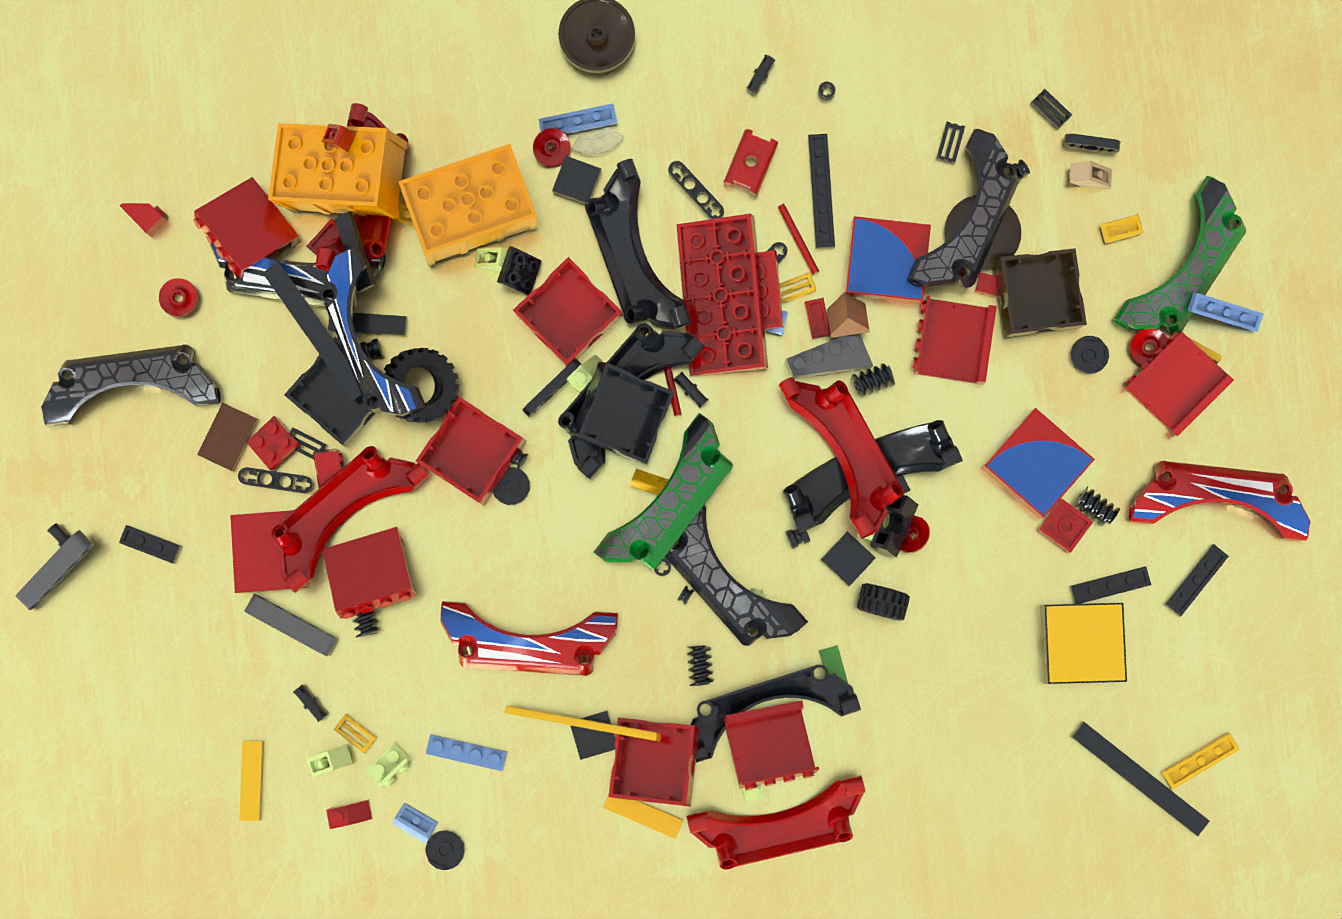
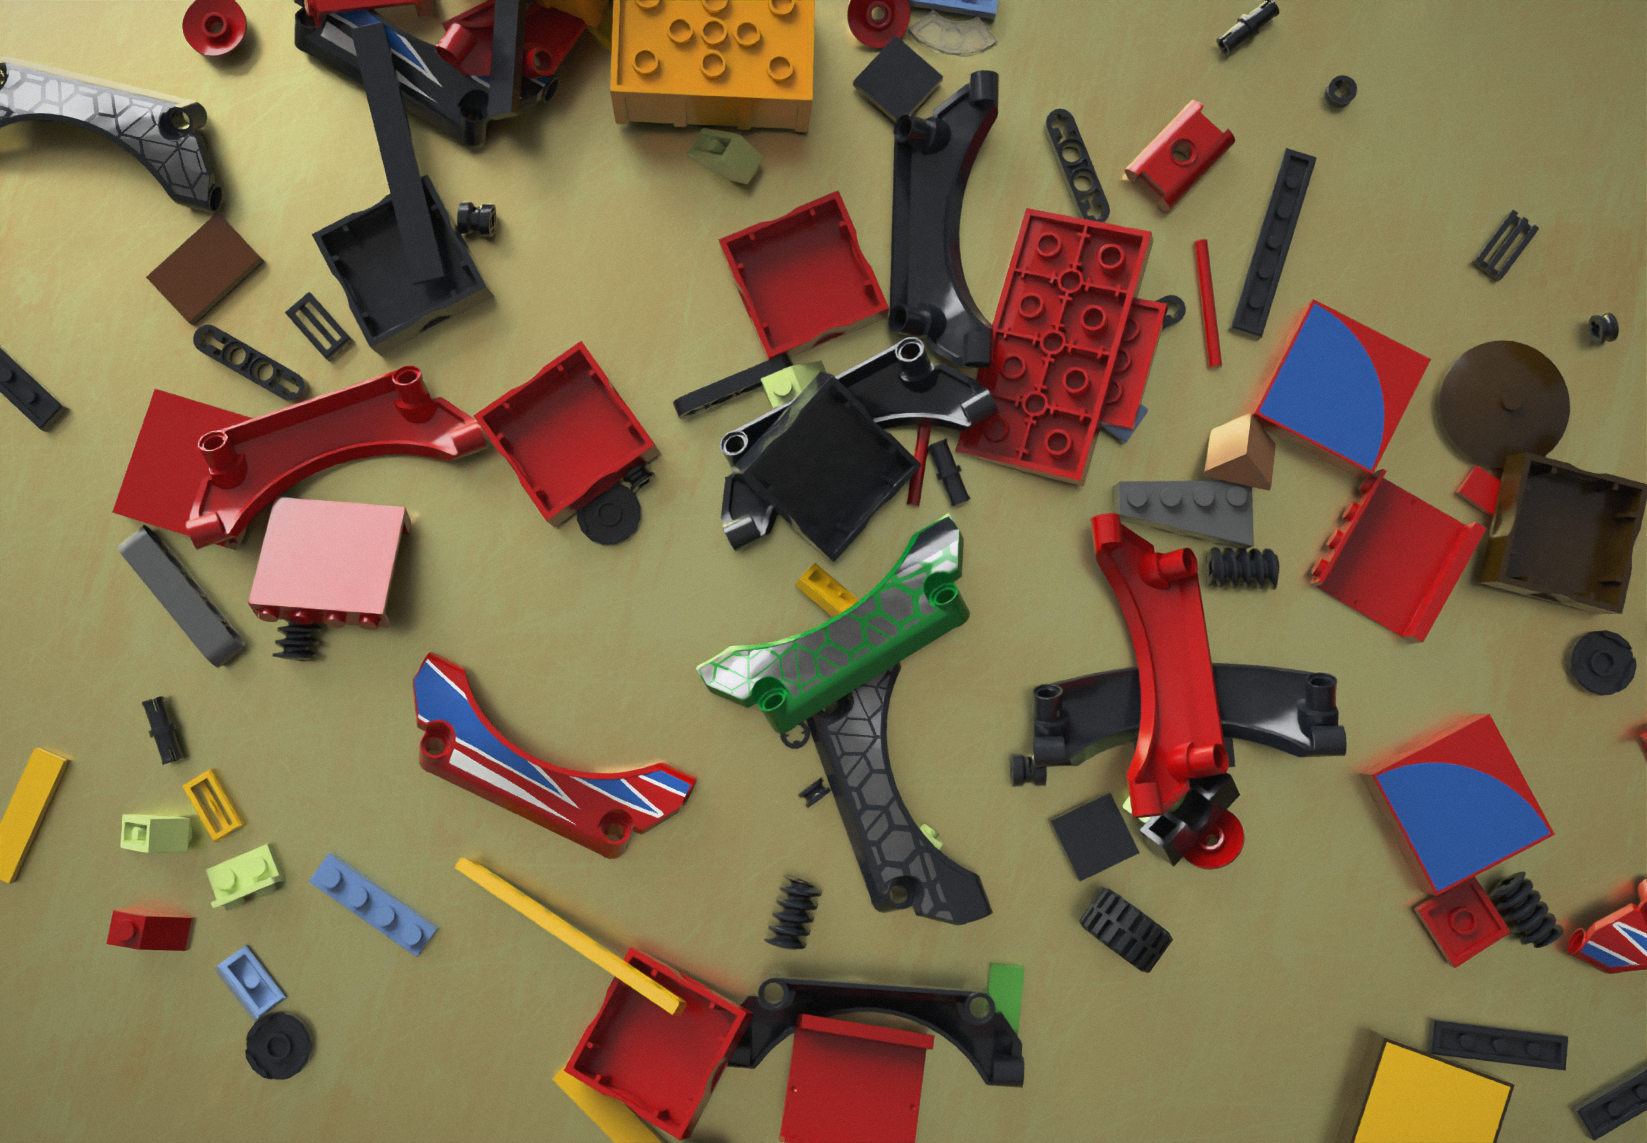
camera: 20 degrees right, 0 degrees up
(273, 443) = (268, 304): red plate -> none
(327, 465) = (336, 368): red slope -> none
(377, 324) = (488, 177): black tile -> none
(392, 395) = (474, 296): black panel -> none
(443, 379) = (569, 290): black tyre -> none
(519, 271) = (753, 184): black tile -> none
(593, 742) = (575, 972): black tile -> none
(800, 294) = (1178, 365): yellow tile -> none
(817, 318) = (1190, 439): red tile -> none
(971, 243) = (1480, 417): panel -> none

